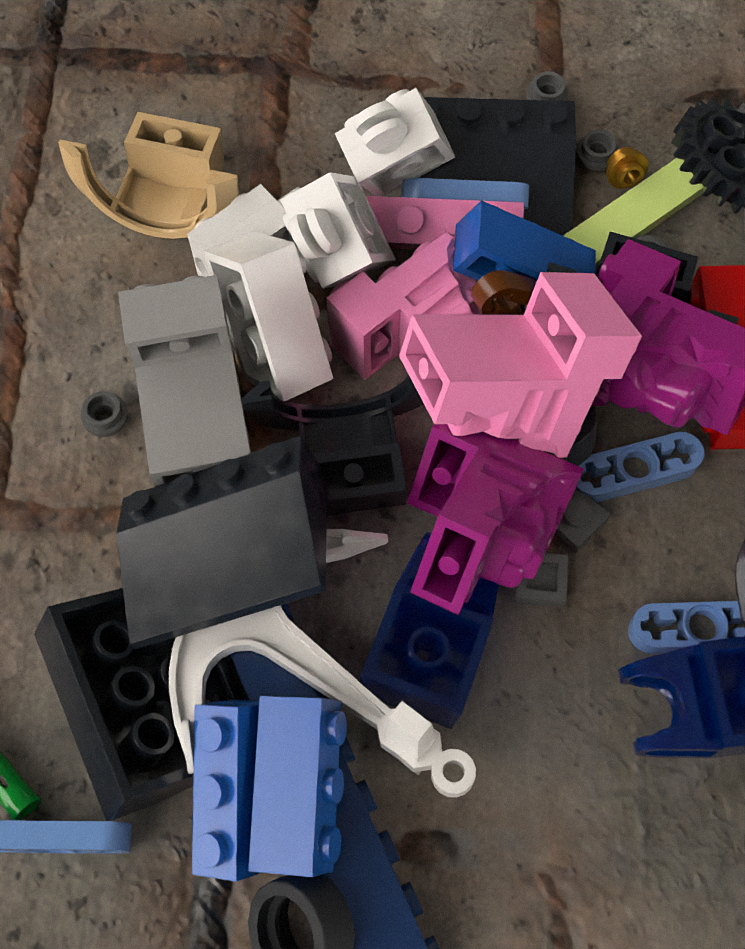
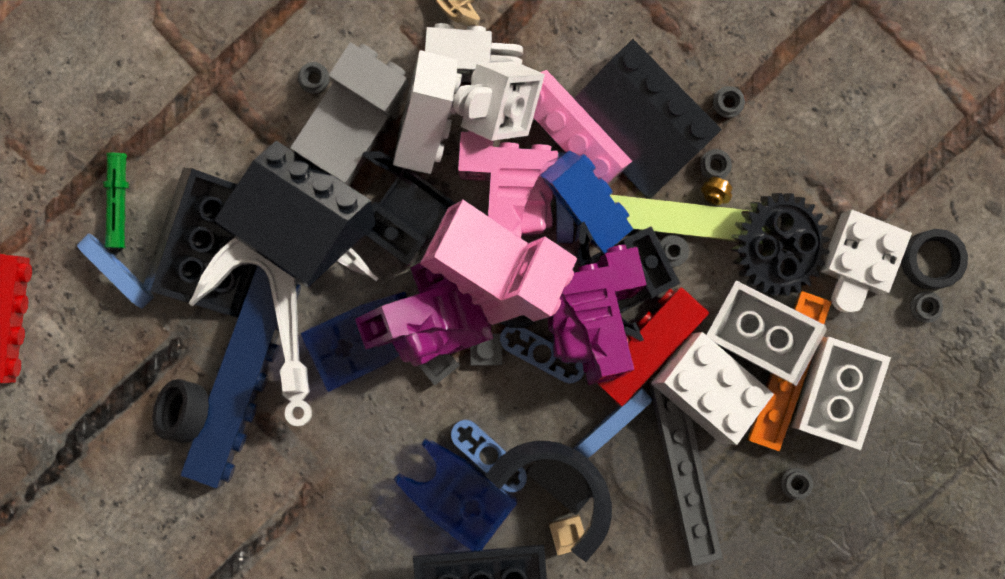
camera: 45 degrees right, 20 degrees up
(223, 788) = (205, 327): brick -> none
(297, 786) = (228, 353): brick -> none
(394, 142) = (587, 71): white brick -> none
(465, 190) = (606, 128): medium blue beam -> none
(503, 293) = (552, 218): reddish brown beam -> none

